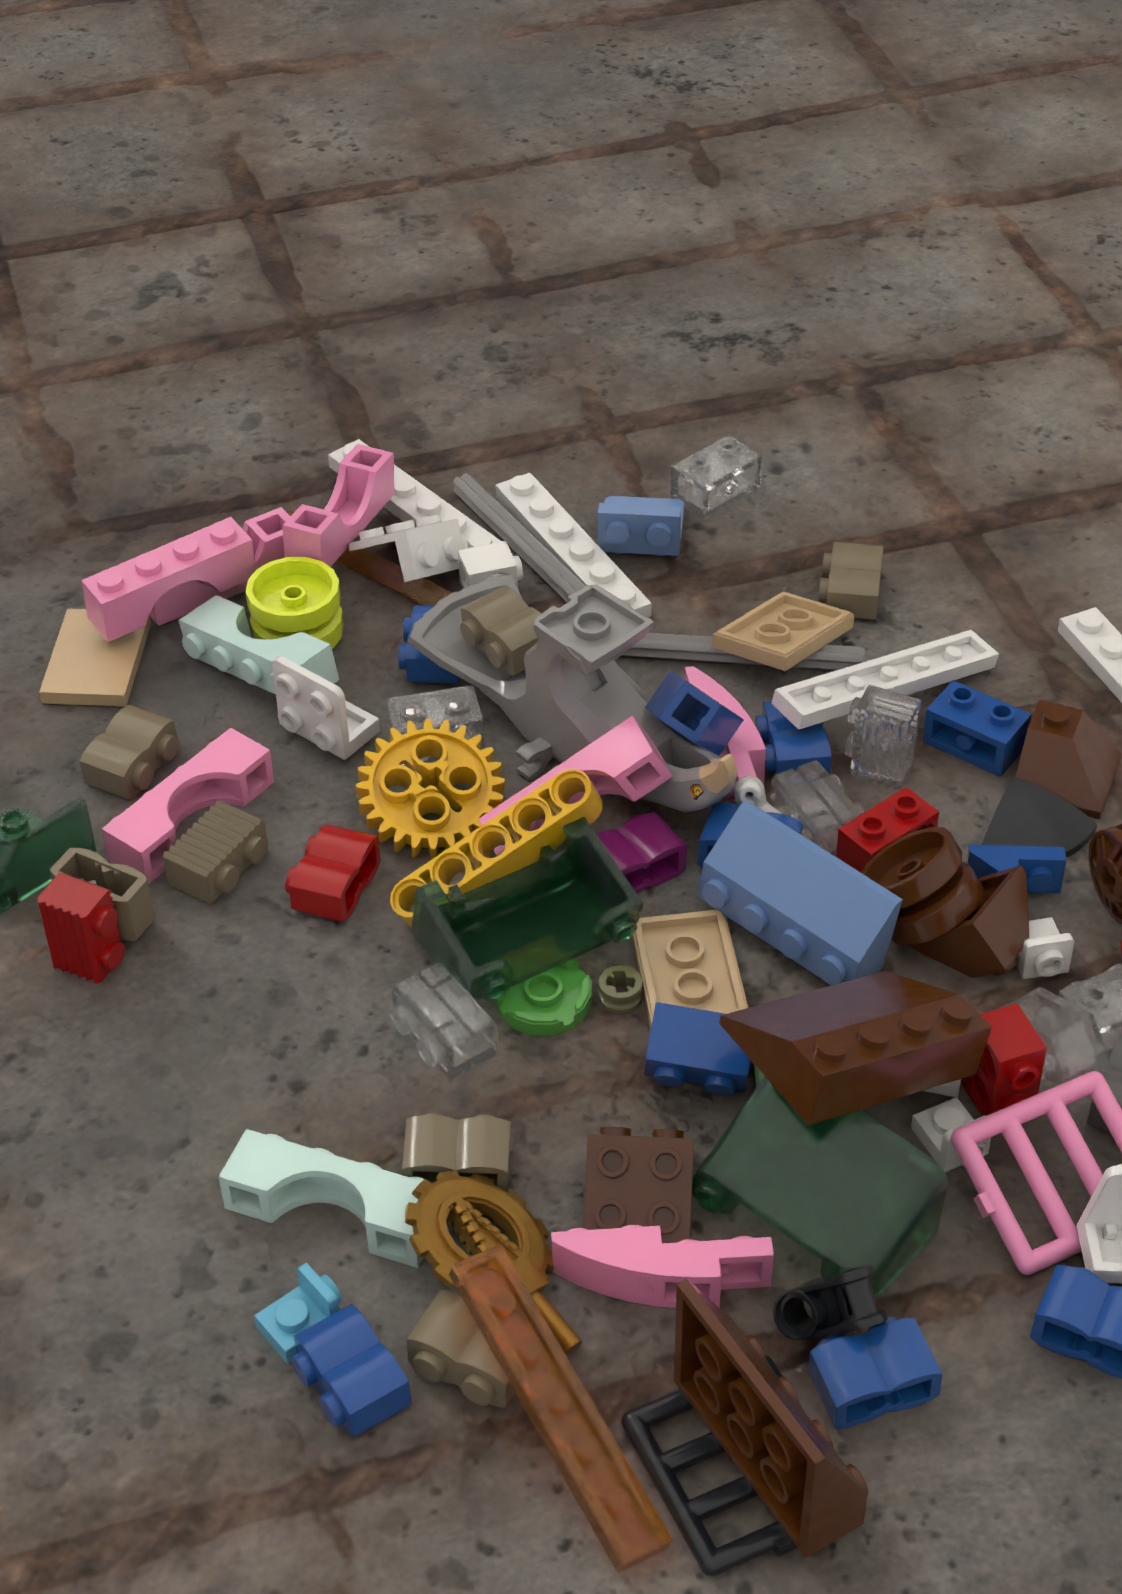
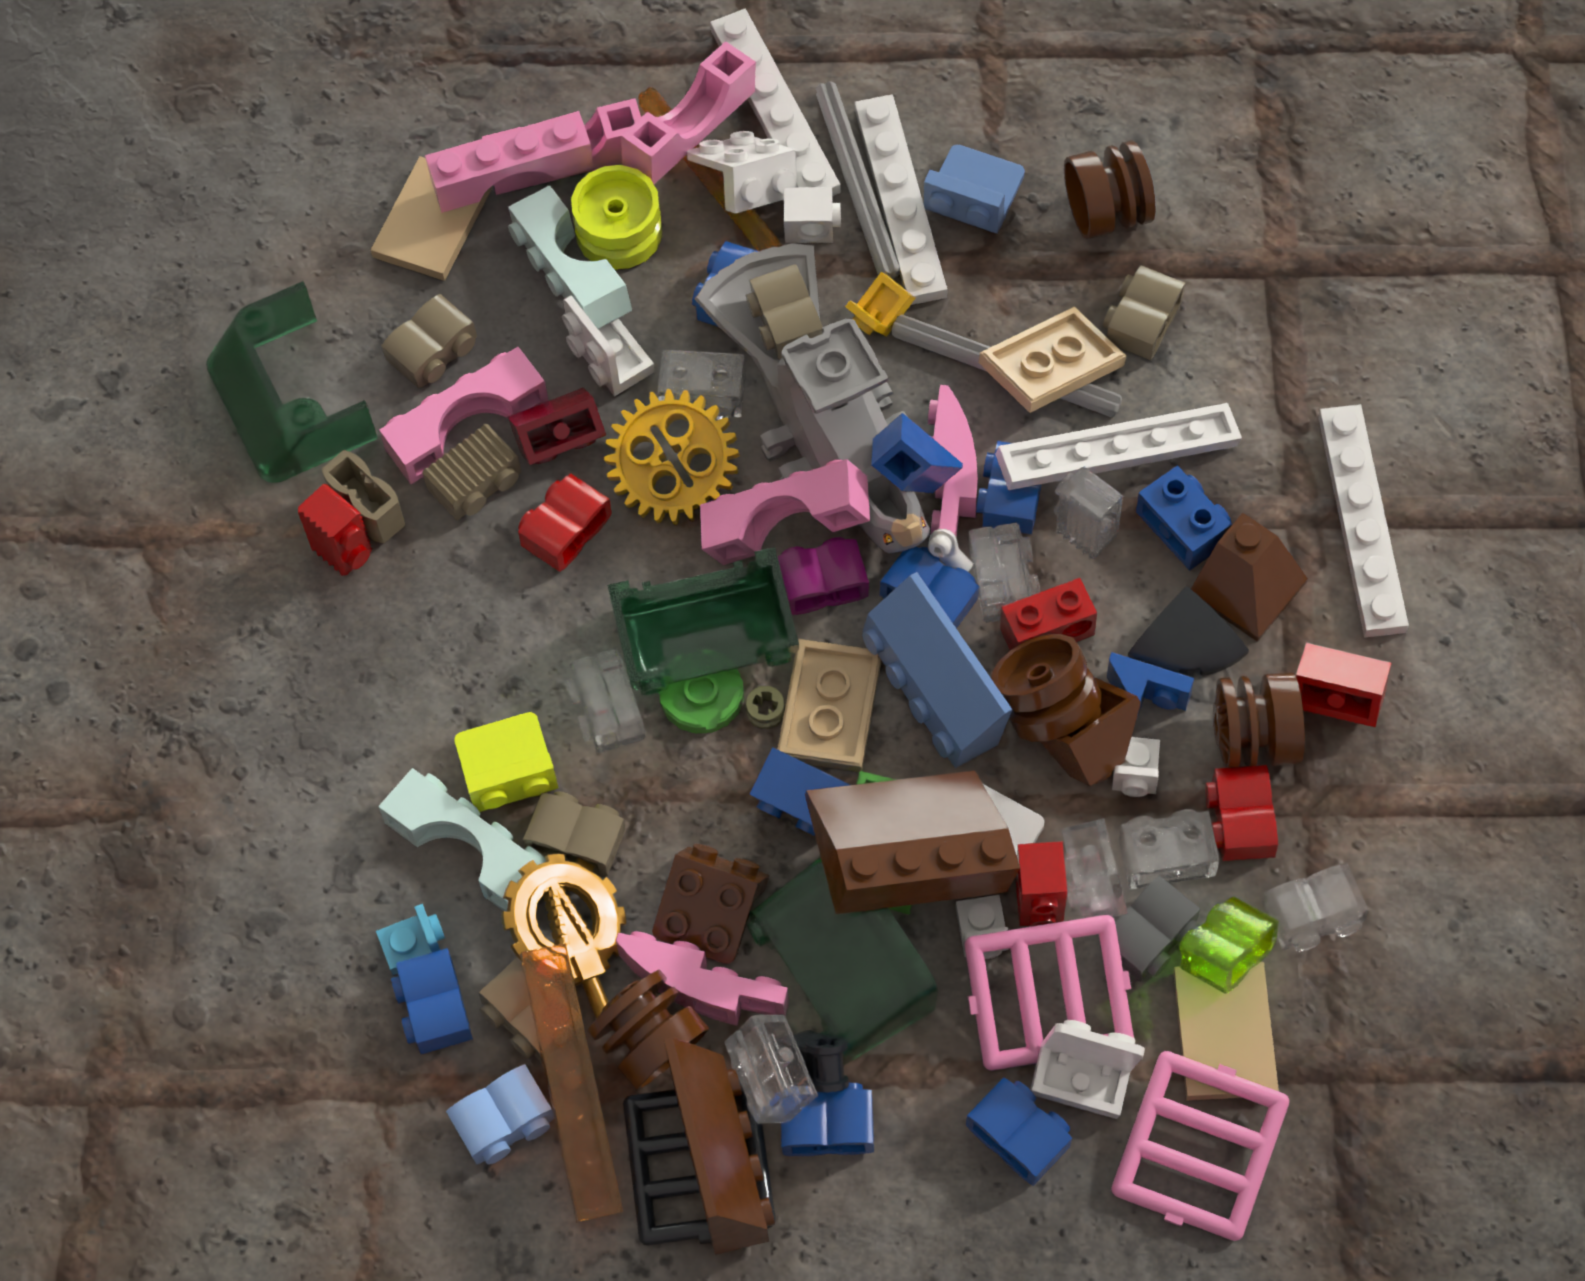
camera: 20 degrees right, 20 degrees up
(296, 788) = (557, 426): none -> dark red brick
(352, 1106) = (505, 761): none -> neon yellow bracket
(480, 1473) = (501, 1115): none -> light blue brick
(506, 829) = (715, 545): yellow beam -> none
(625, 1318) = (642, 1025): none -> reddish brown wheel
(716, 476) = (1049, 143): clear brick -> none
(776, 489) = (1117, 188): none -> reddish brown wheel
(795, 1317) = (770, 1069): none -> clear brick

